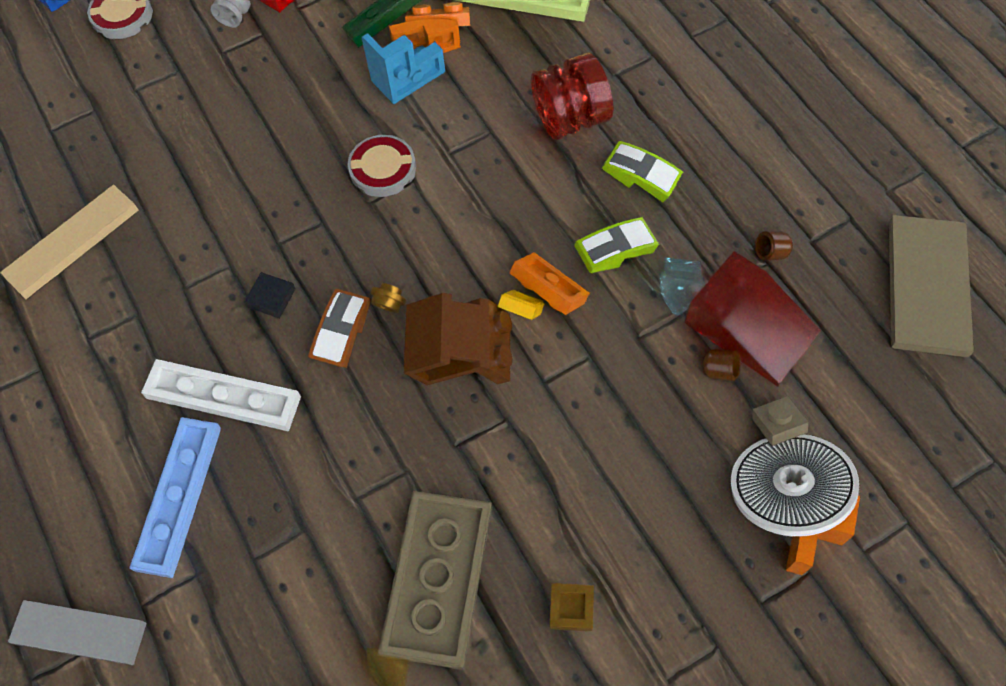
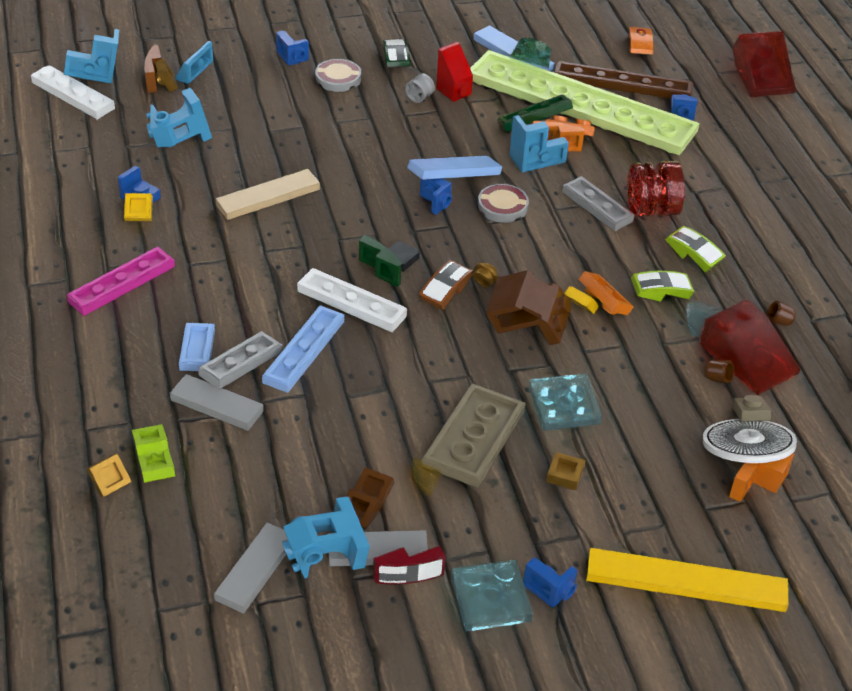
camera: 10 degrees right, 20 degrees down
(30, 540) = (196, 346): none -> light blue tile
(92, 551) = (240, 360): none -> light grey tile
(247, 316) = (381, 258): none -> dark green slope
(292, 175) = (438, 192): none -> blue bracket
(304, 133) = (454, 167): none -> light blue tile
(502, 130) = (598, 203): none -> light grey tile
(542, 485) = (565, 402): none -> clear light blue plate

